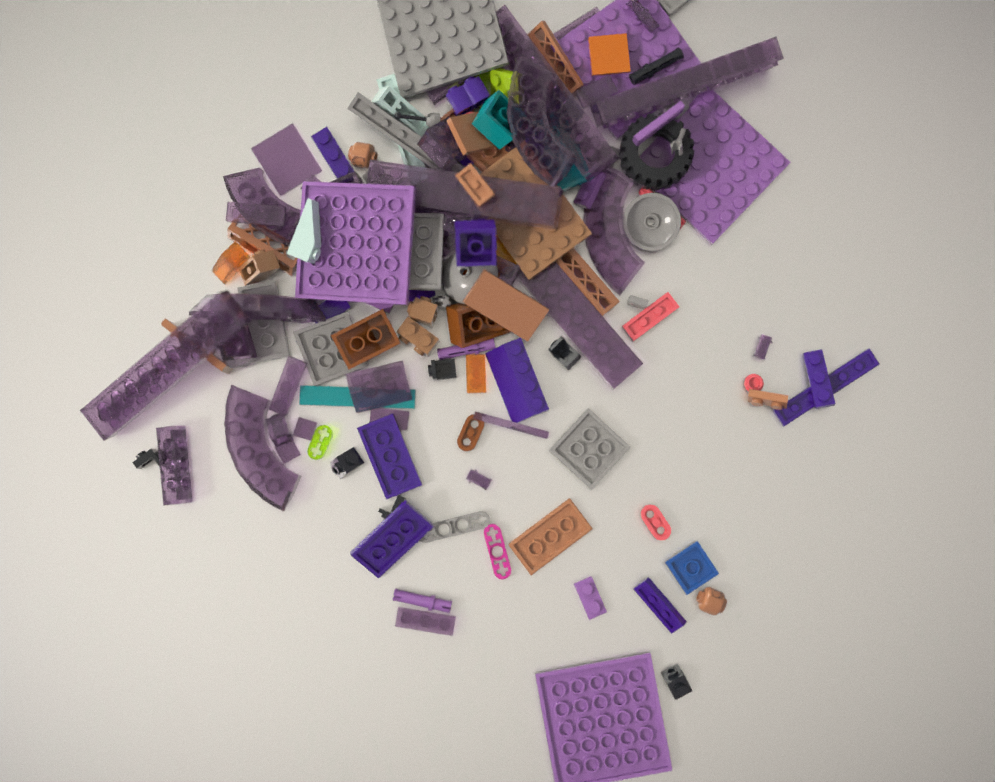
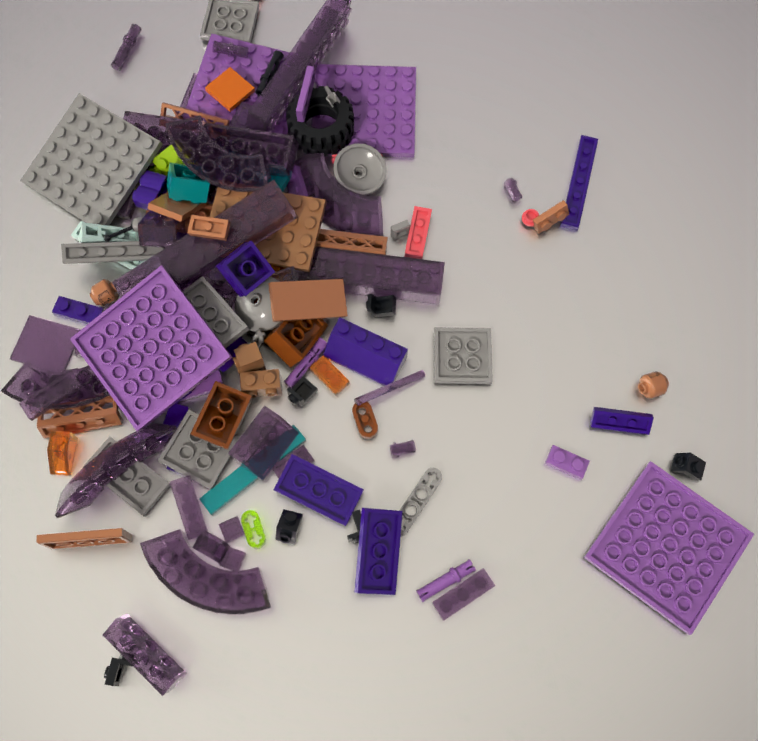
camera: 45 degrees left, 15 degrees down
(166, 365) = (66, 574): clear purple brick -> none
(239, 350) = (117, 508): clear purple slope -> none
(259, 267) = (87, 434): medium nougat brick -> none
(307, 237) = (107, 374): light aqua slope -> none
(496, 566) = (482, 492): dark pink beam -> none
(550, 536) = (495, 444): nougat tile -> none
(655, 522) = (558, 365): coral plate -> none
(691, 567) = (615, 374): blue plate -> none
(818, 379) = (570, 178): dark purple plate -> none

